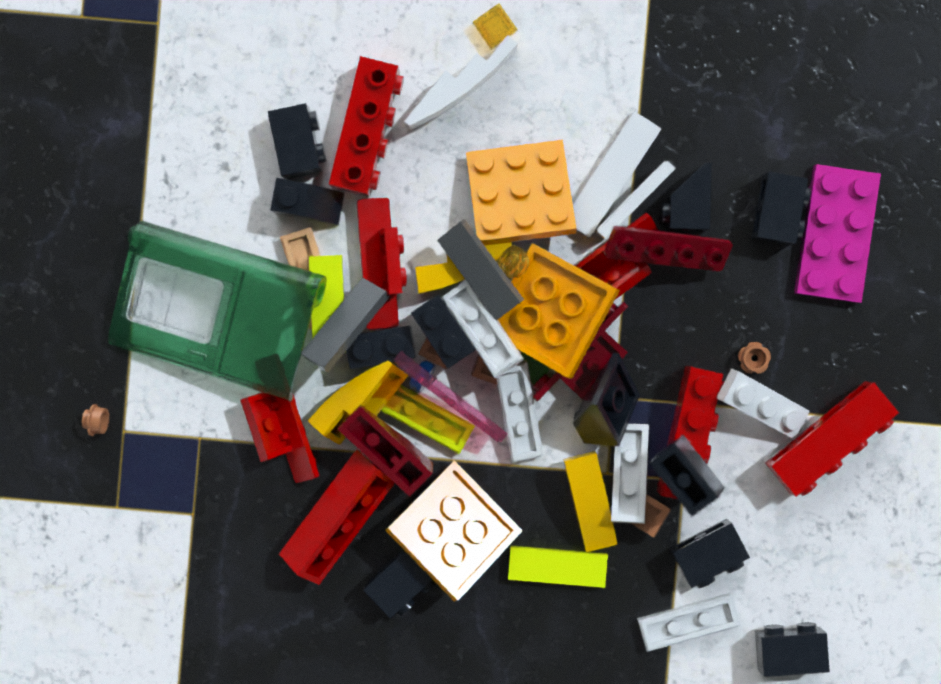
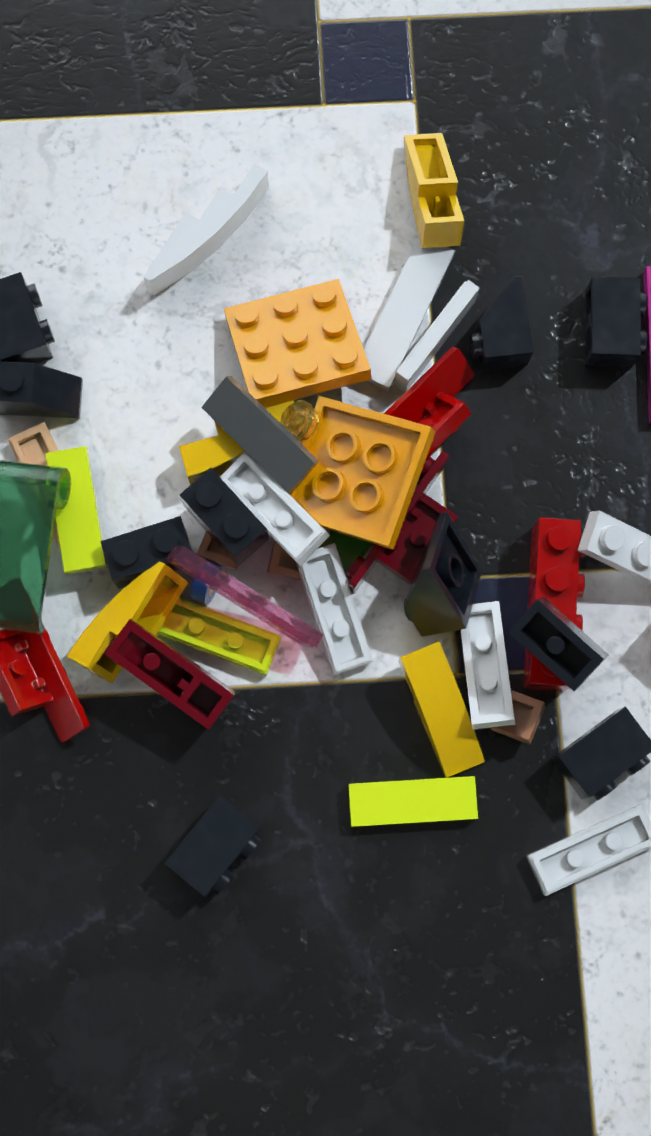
camera: 10 degrees left, 10 degrees down
(336, 518) = (119, 775): red brick -> none
(345, 325) = (99, 526): dark grey tile -> none
(365, 126) = (97, 295): red brick -> none
(381, 256) = (135, 450): red bracket -> none
(454, 531) = (271, 769): plate -> none
(494, 26) = (236, 161): clear yellow tile -> none
(651, 74) = (433, 191): none -> yellow slope
(667, 248) = (485, 377): dark red bracket -> none
(763, 358) = (619, 494): nougat plate -> none

